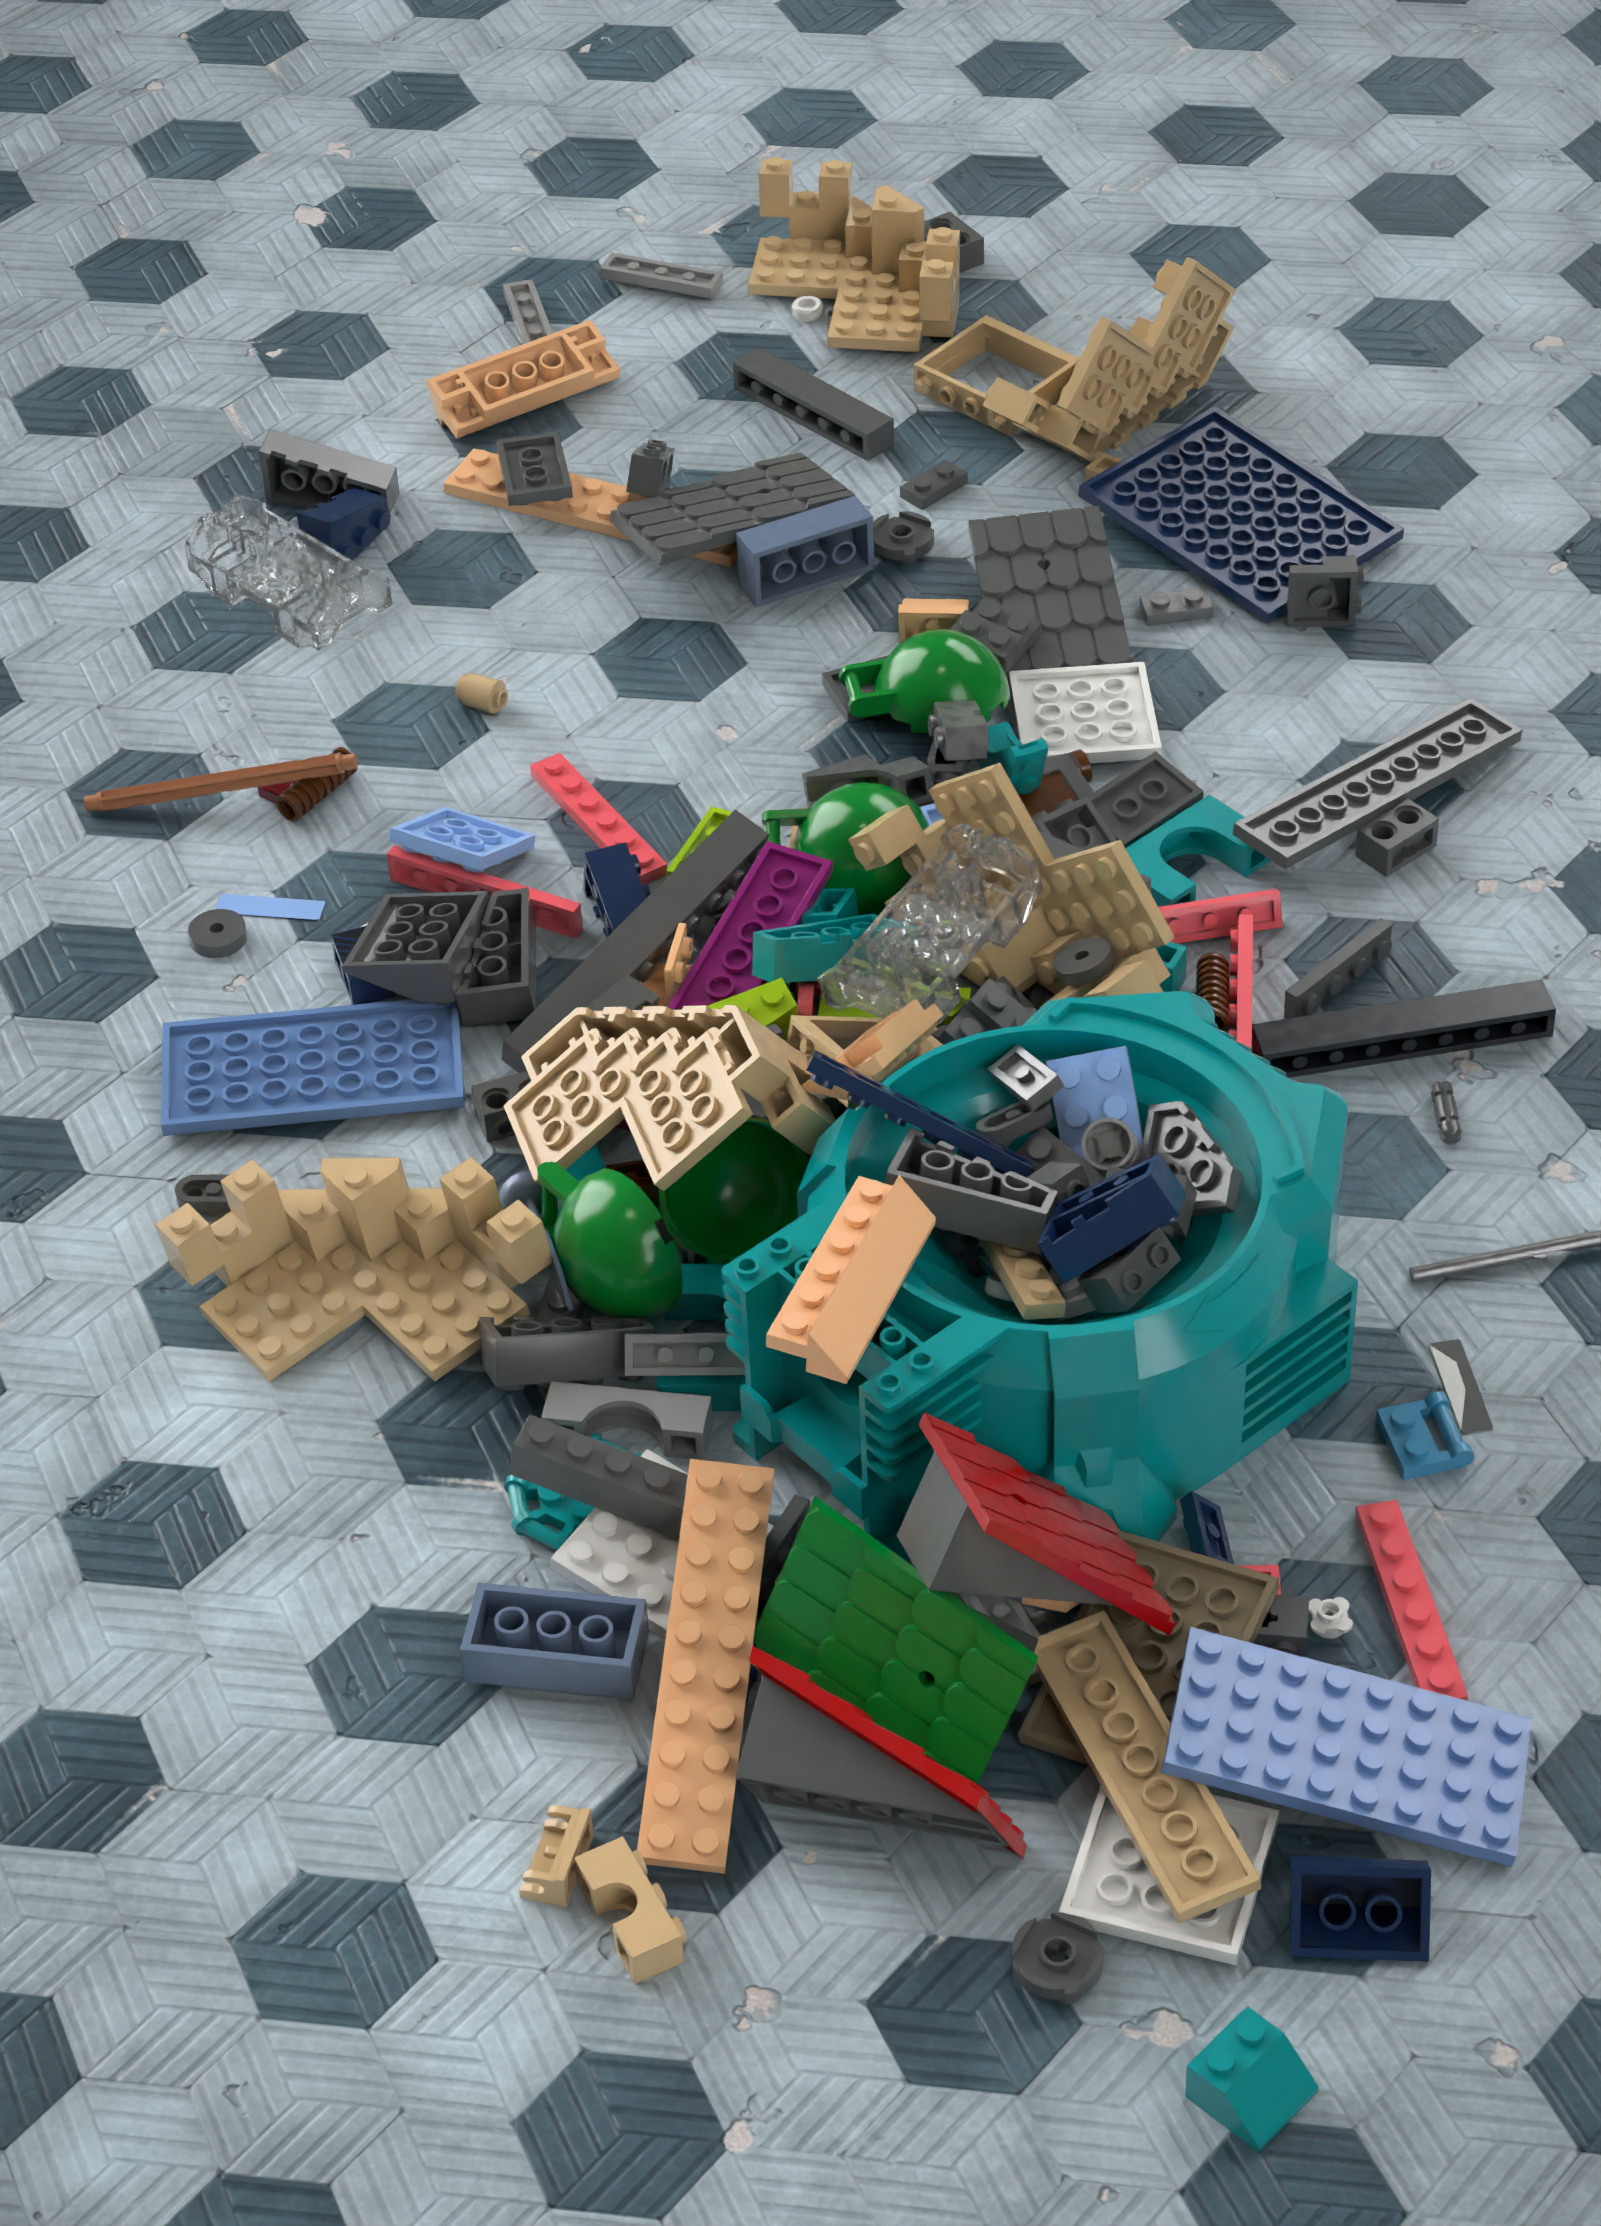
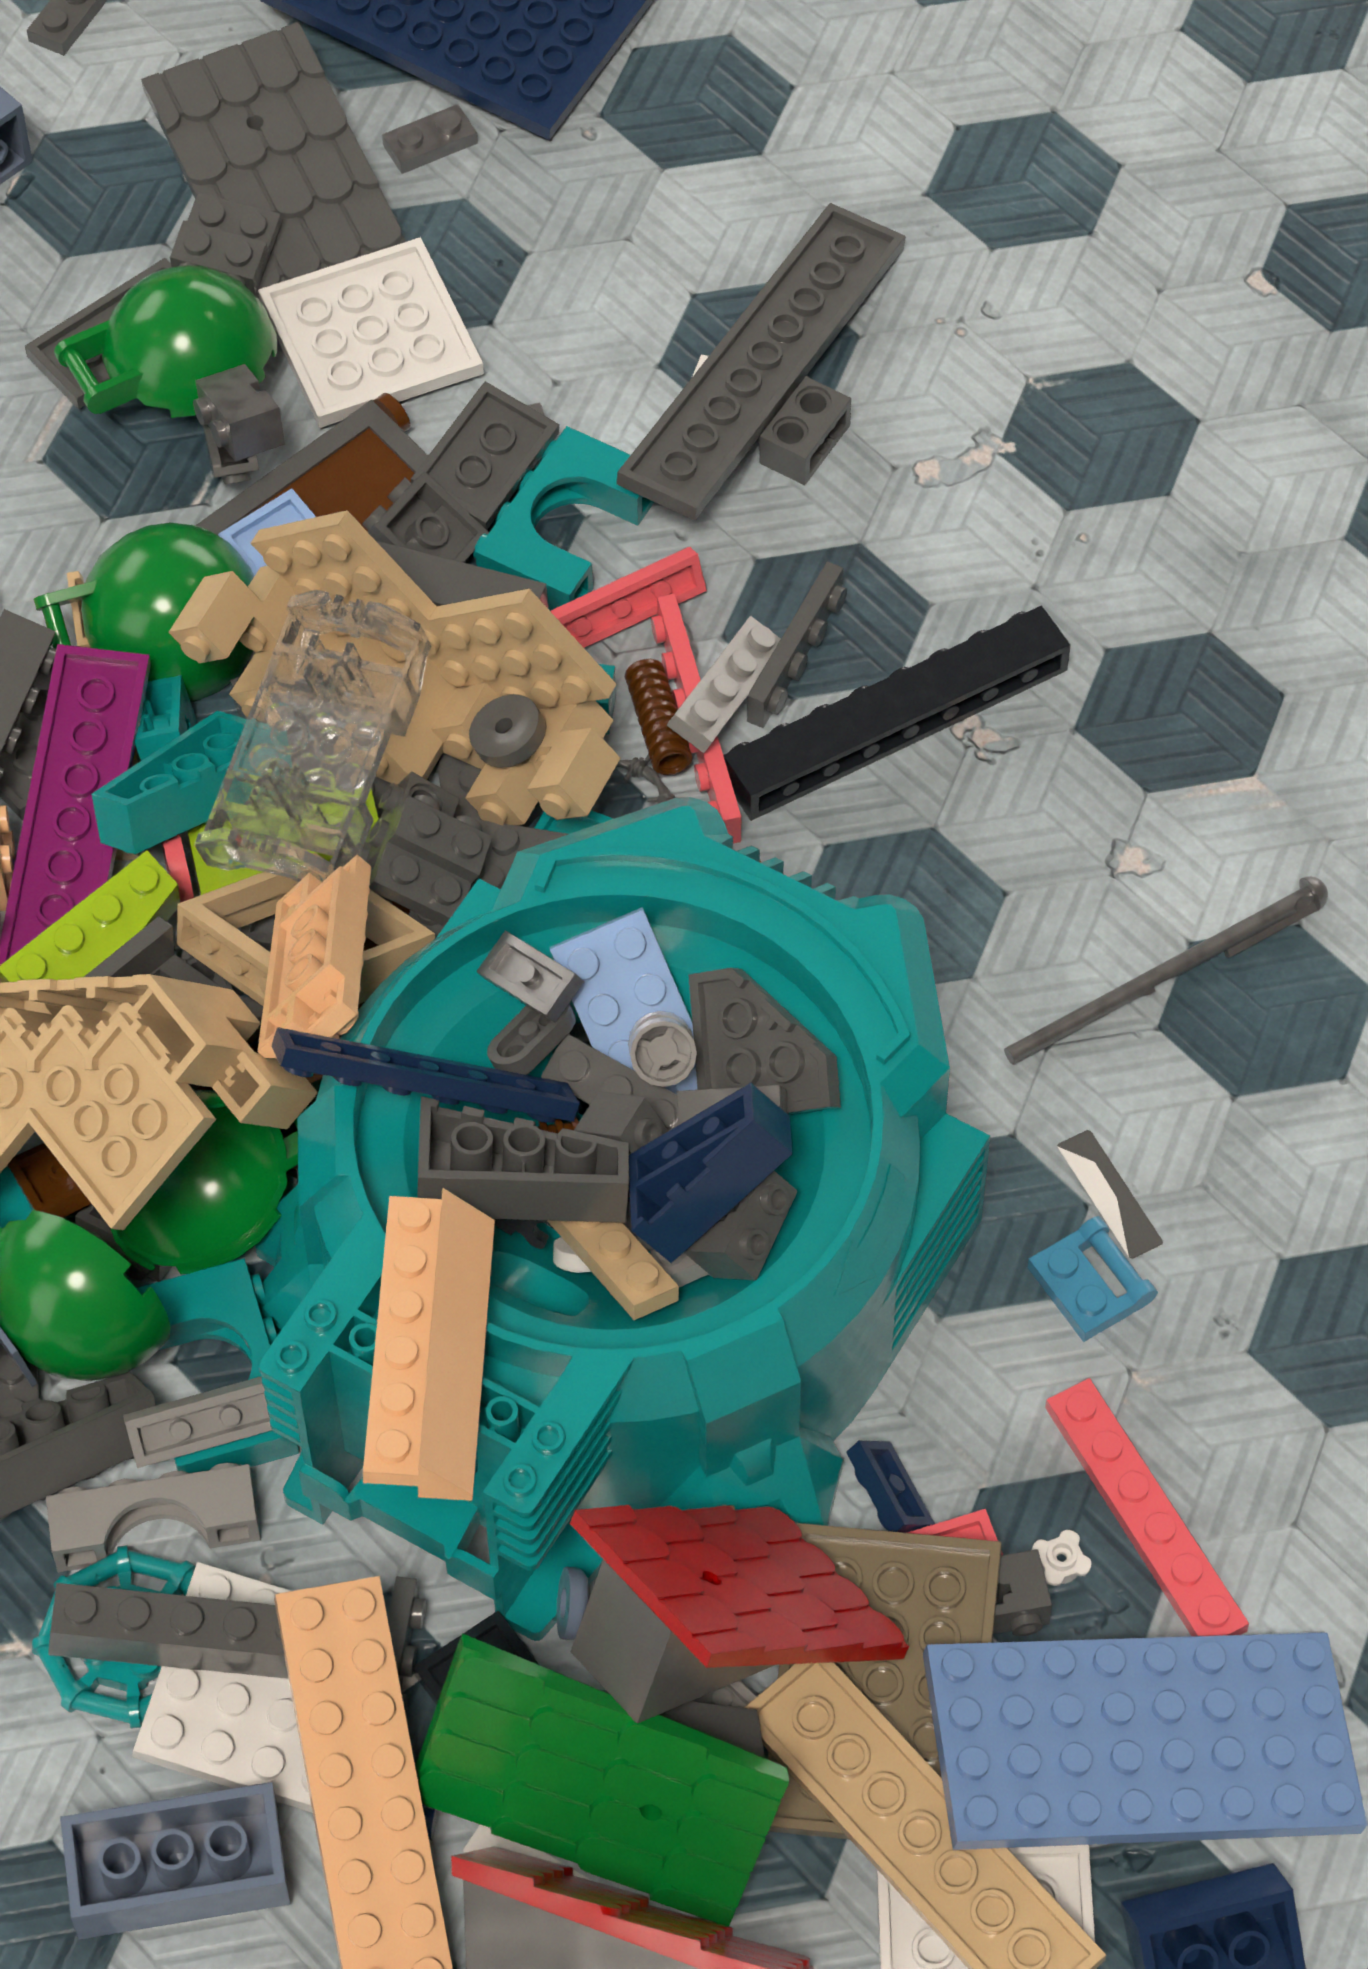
camera: 20 degrees left, 15 degrees up
(903, 537) = (61, 125): dark grey plate -> none
(906, 775) = (129, 501): dark grey arch -> none
(928, 614) = (135, 229): light nougat bracket -> none
(1020, 761) = (318, 436): teal arch -> none
(1266, 981) = (724, 685): none -> light grey plate
(1324, 593) = (612, 89): dark grey plate -> none
(1446, 1112) = (980, 814): dark grey axle -> none

